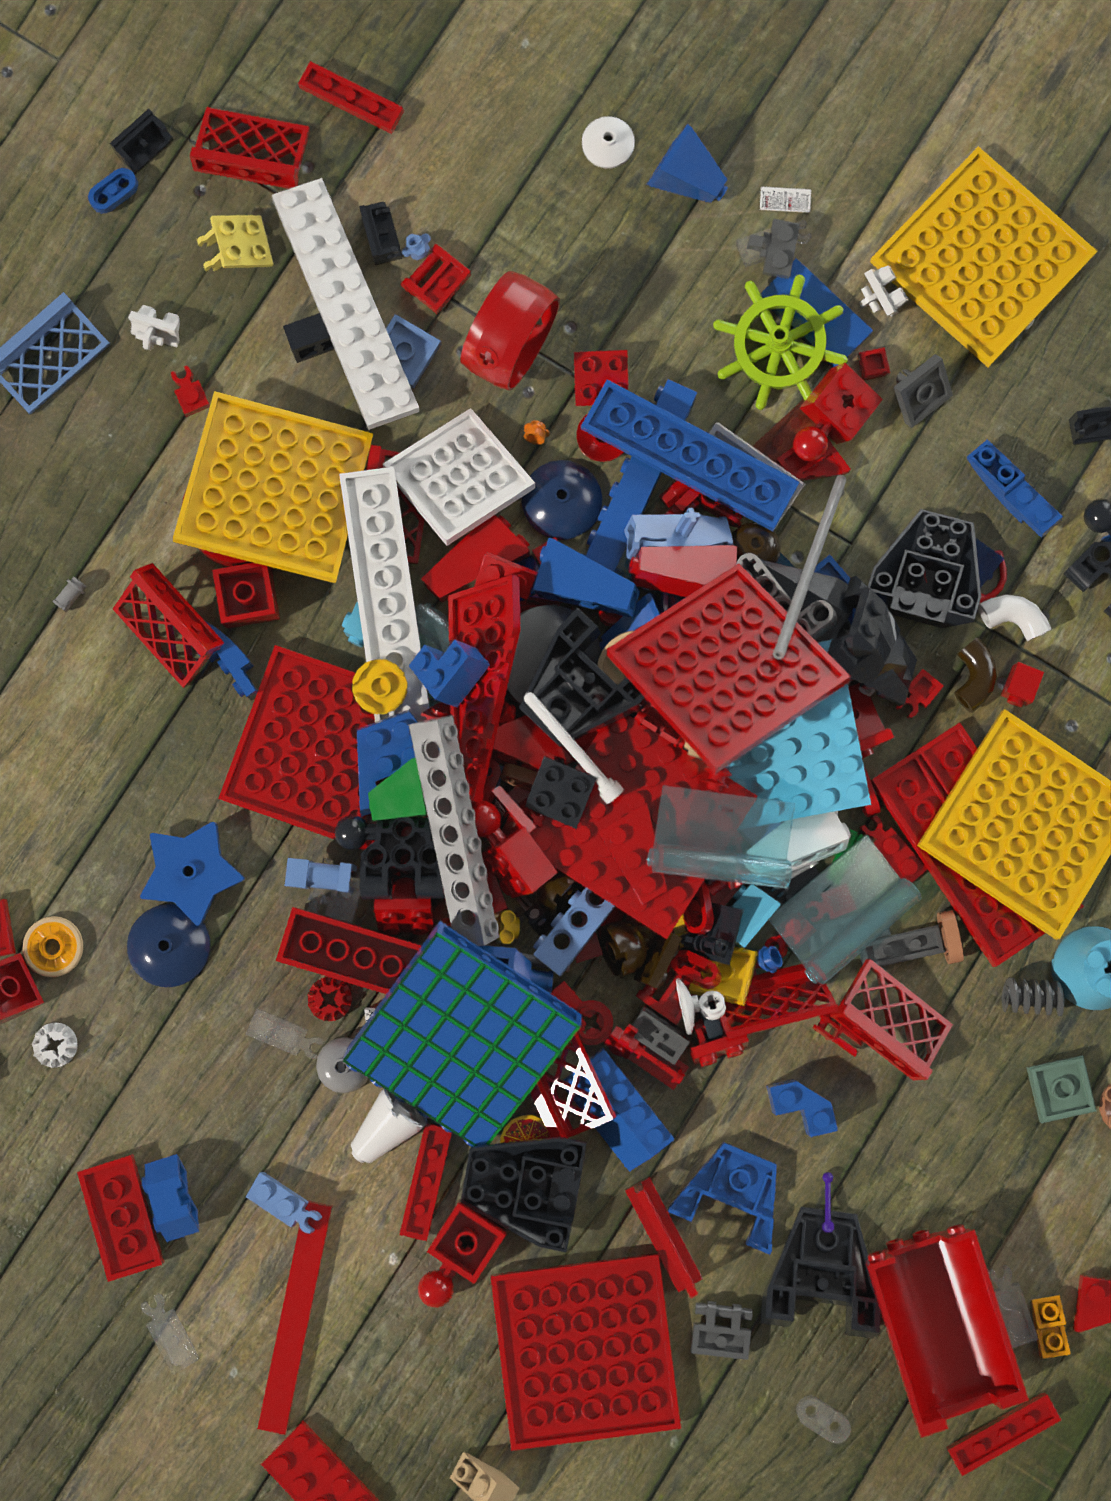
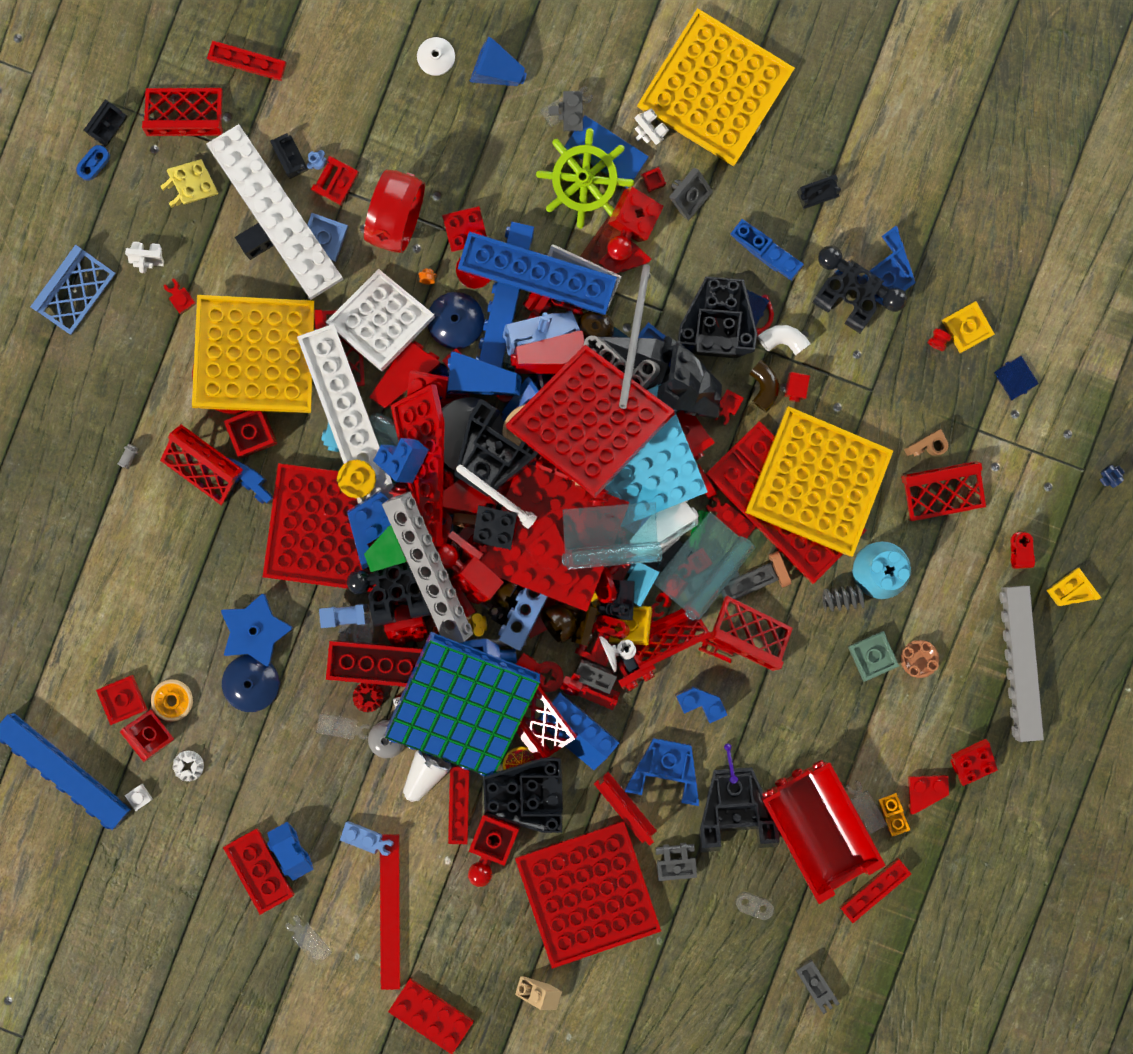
camera: 15 degrees left, 5 degrees up
(769, 959) = (660, 609): blue plate -> none
(785, 199) = (569, 73): white sticker -> none

